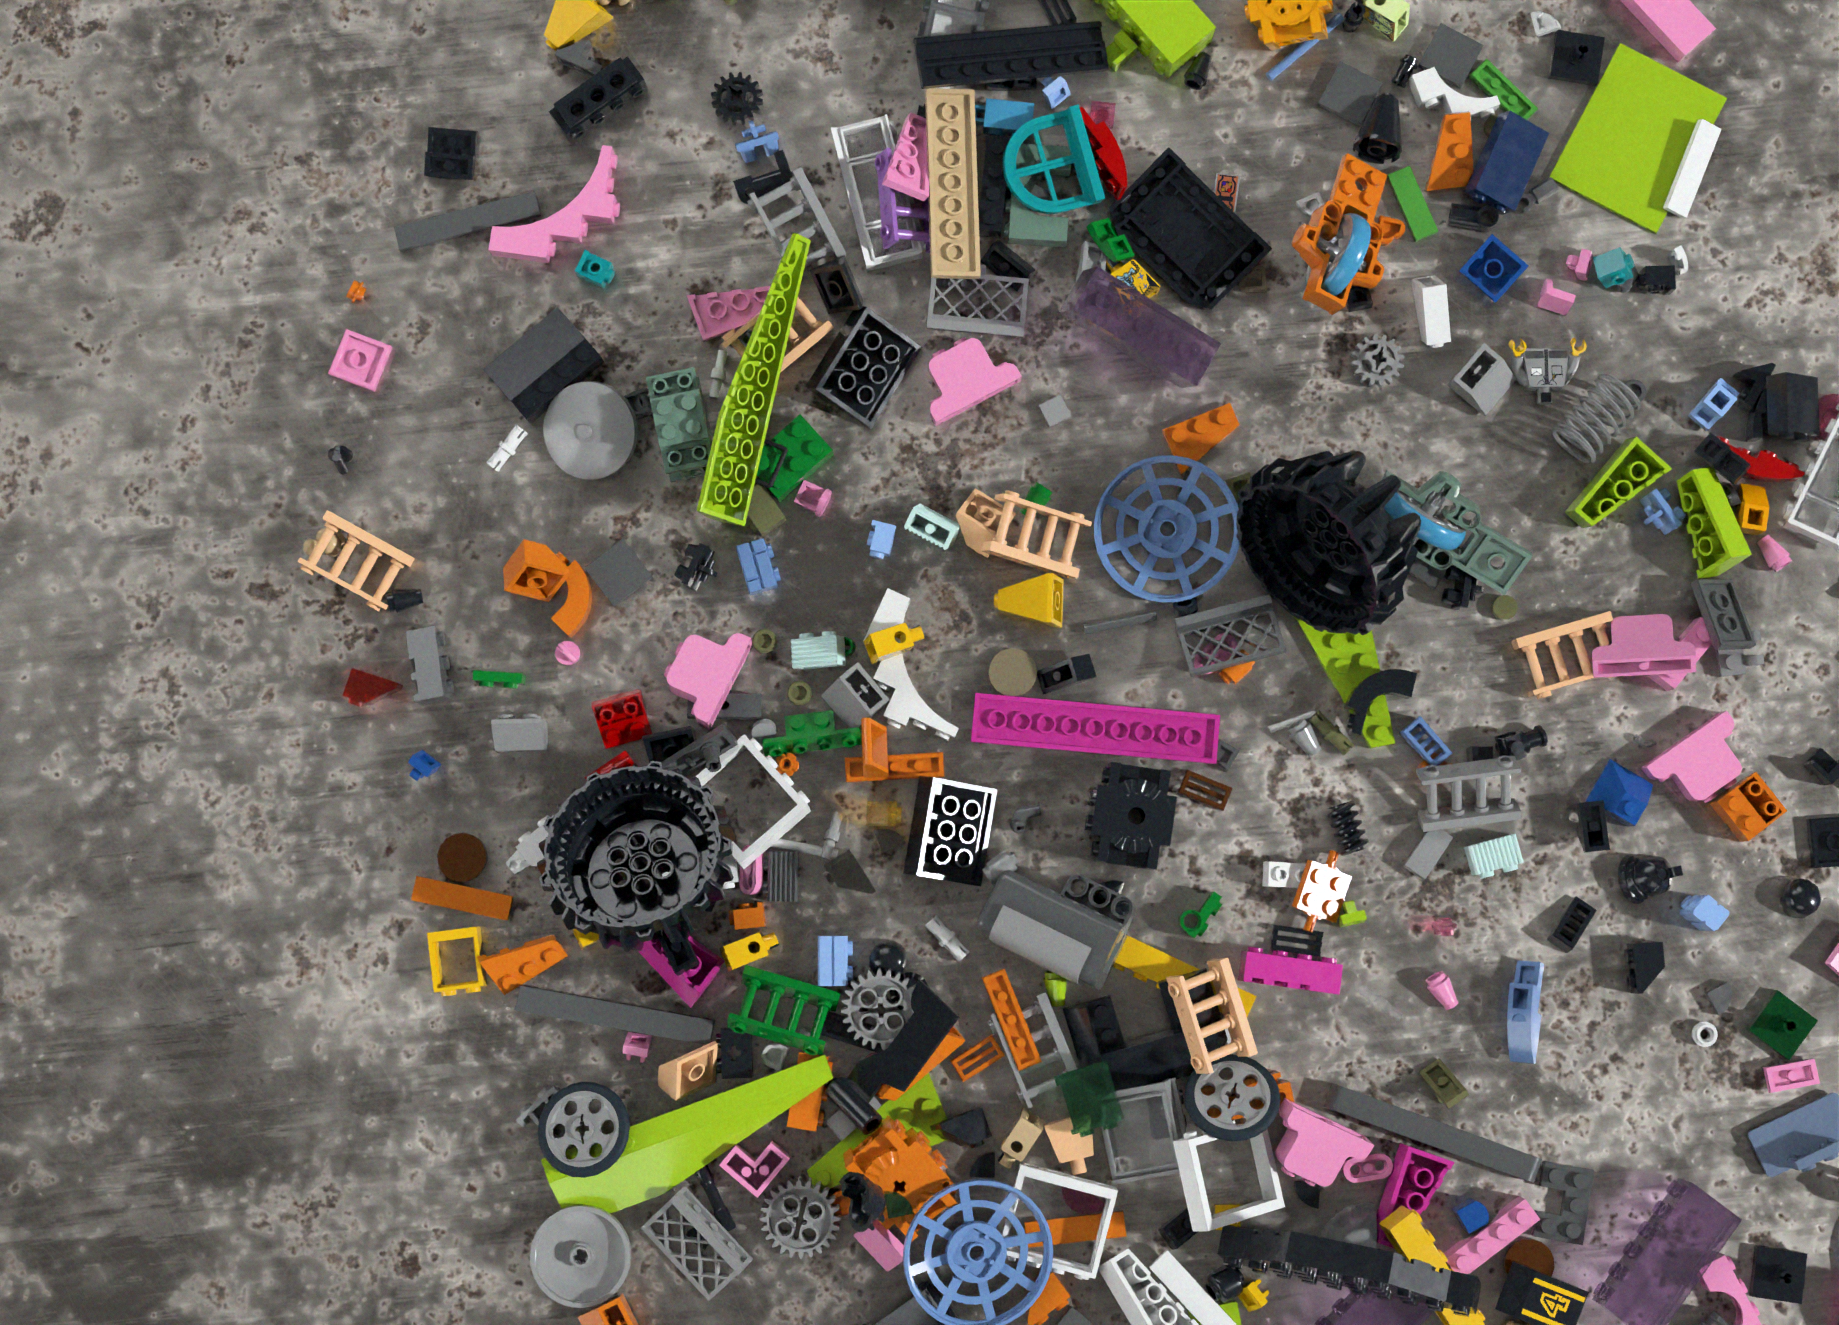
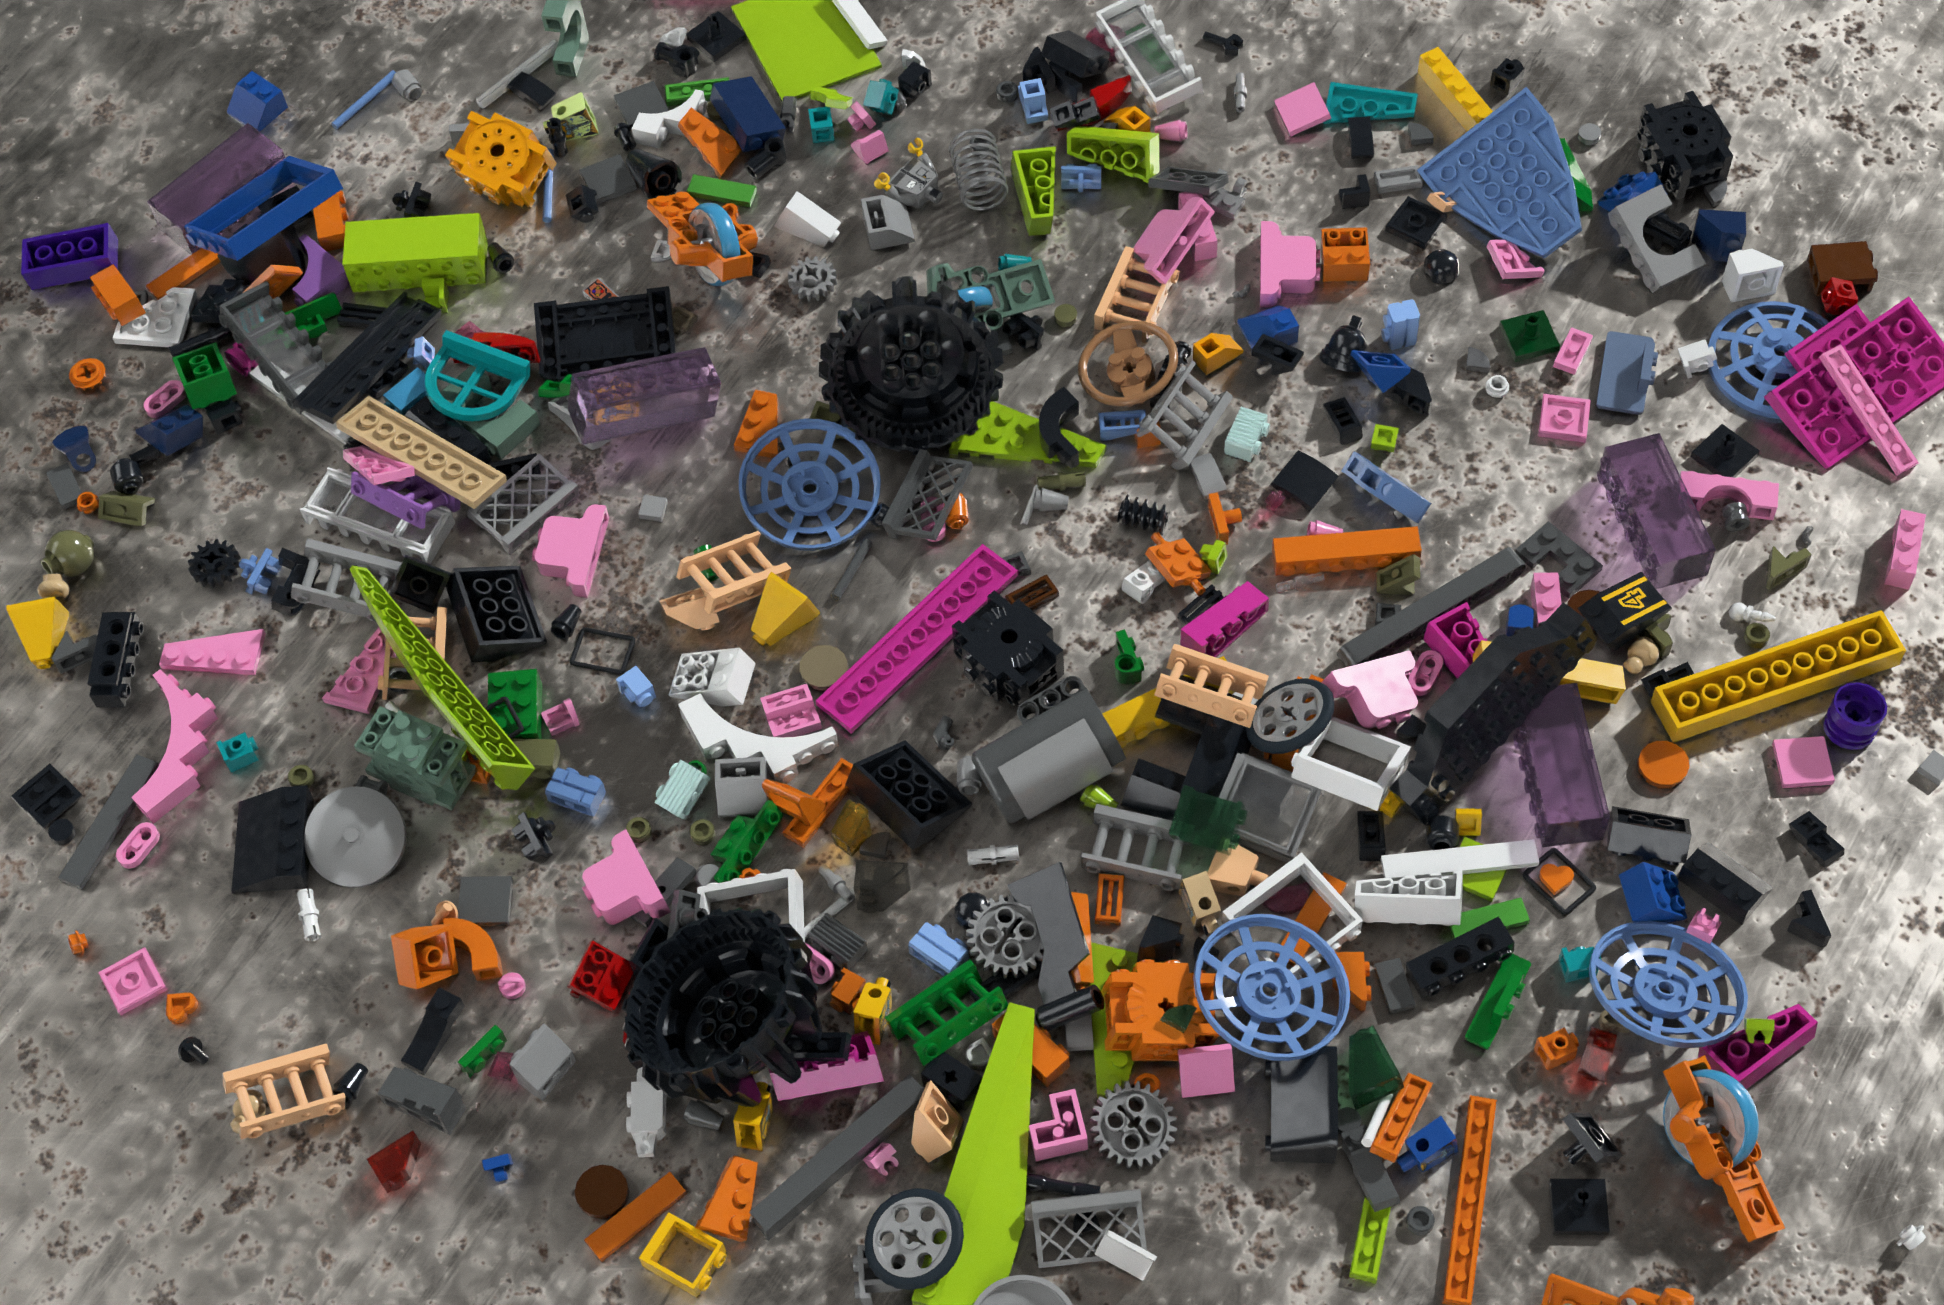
camera: 50 degrees left, 25 degrees down
(367, 414) = (179, 1006): none -> orange tile
(432, 192) = (61, 831): none -> black tile
(464, 262) = (137, 846): none -> bright pink plate
(486, 626) = (433, 1030): none -> black slope
(499, 704) = (500, 1067): none -> clear pink plate
(585, 552) = (444, 910): none -> light nougat plate
(612, 337) = (300, 776): none -> olive tile
(667, 176) = (217, 654): none -> bright pink wing
(694, 1287) = (1125, 1255): none -> white panel
(866, 1201) = (1153, 1030): black helmet -> none
(883, 645) = (724, 715): yellow torso -> none
(896, 431) = (565, 623): none -> black cone
(915, 472) = (601, 668): none -> black piece
(932, 526) = (660, 641): light aqua brick -> none
(935, 591) = (716, 674): none -> white slope
(952, 679) = (791, 712): none -> bright pink slope
(1011, 1019) = (1079, 840): orange tile -> none
(1066, 673) = (857, 628): black slope -> none
(1303, 97) = (584, 207): none -> black brick
(1393, 895) = (1222, 518): none -> orange tile
(1402, 1095) = (1385, 611): none -> dark grey tile
(1438, 1023) = (1344, 550): none -> orange brick
(1484, 936) = (1304, 480): none -> black slope
(1493, 268) = (814, 167): blue slope -> none
(1494, 698) = (1129, 366): none -> medium nougat piece
(1522, 522) = (1009, 260): none -> teal cone
(1523, 44) = (682, 58): none -> black connector
(1540, 242) = (821, 124): none -> teal brick
(1559, 769) = (1215, 351): none -> light orange slope
(1575, 977) = (1384, 438): none -> lime tile
(1580, 222) = (831, 98): none -> lime tile
(1643, 928) = (1381, 368): none -> blue slope
(1710, 369) = (1007, 91): none -> dark grey tile
(1714, 1112) = (1564, 418): none -> bright pink tile

